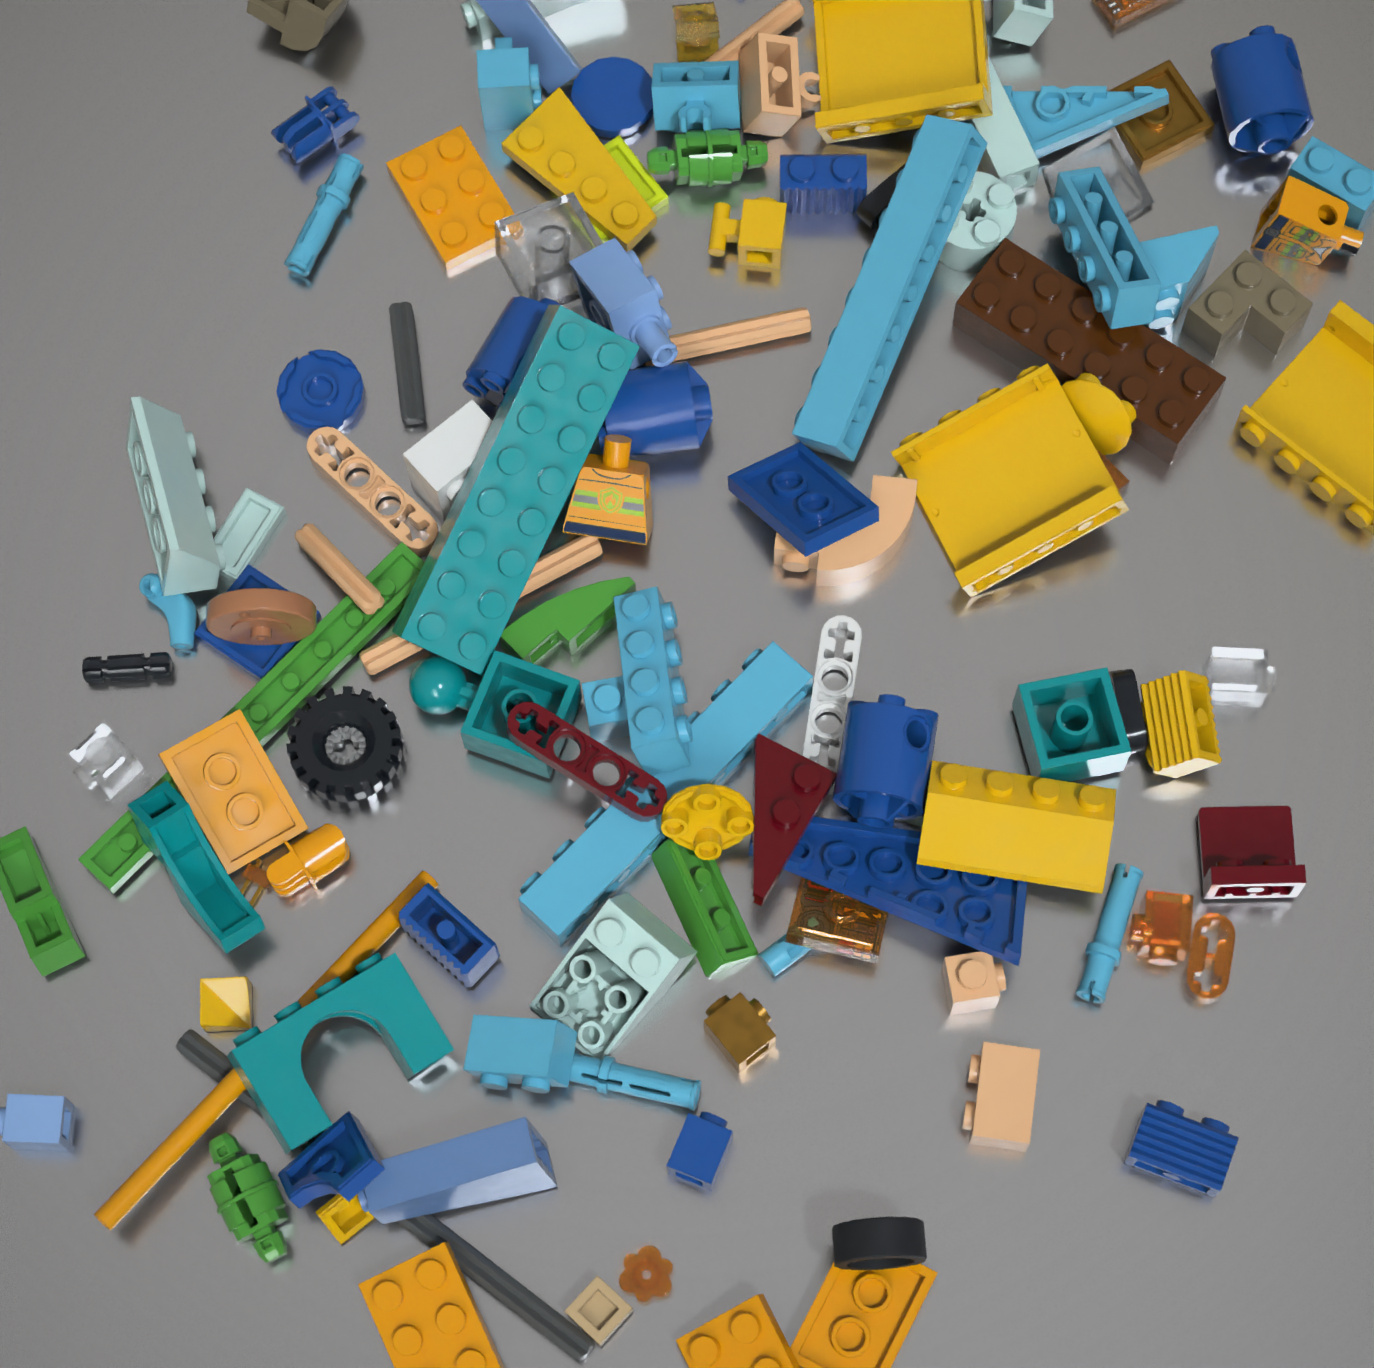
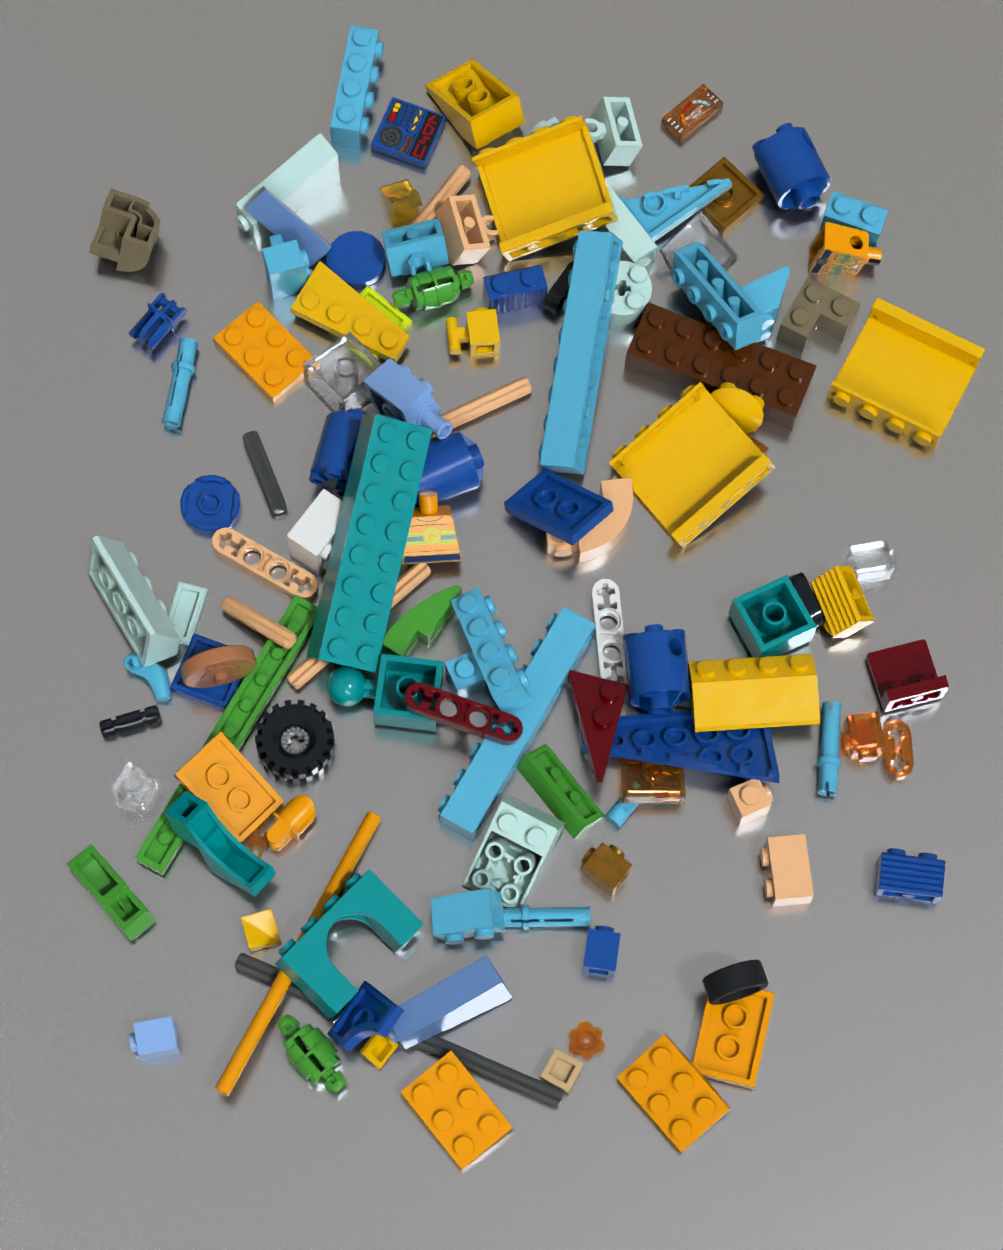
camera: 20 degrees left, 0 degrees up
(448, 935) = (399, 850): blue brick -> none
(707, 819) = (552, 734): yellow dish -> none

